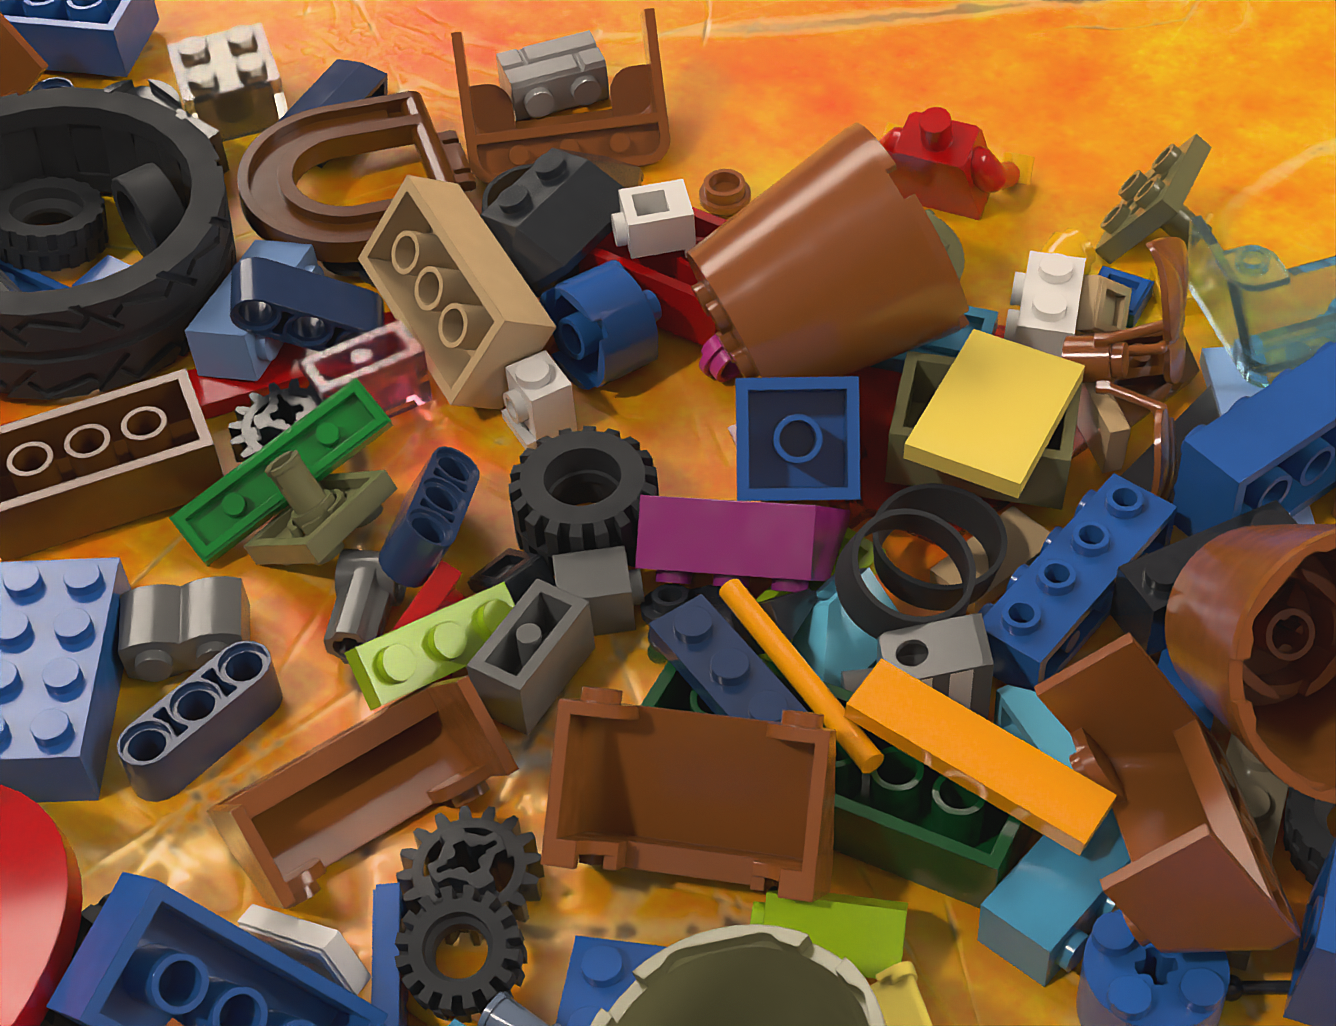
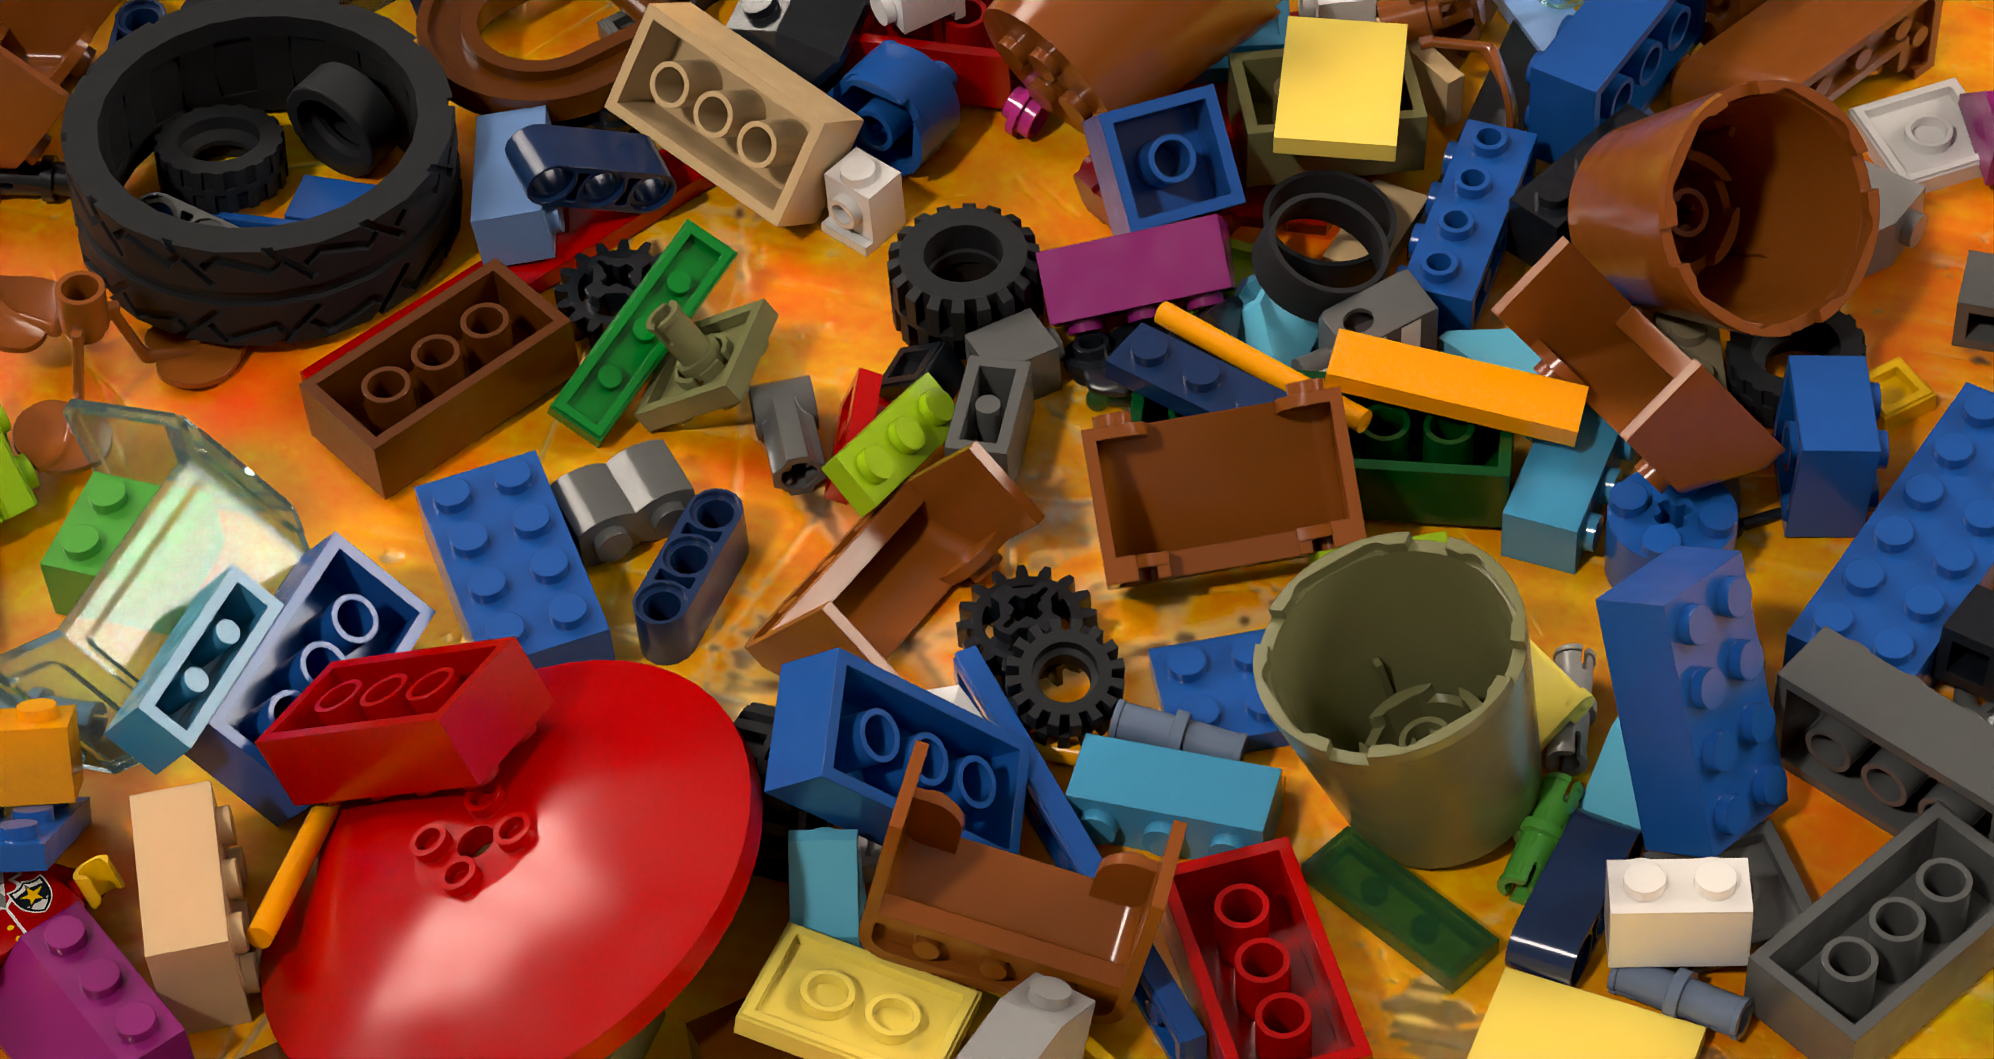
camera: 20 degrees left, 0 degrees up
(383, 360) = (690, 192): clear pink slope -> none
(429, 517) = (822, 333): dark blue beam -> none

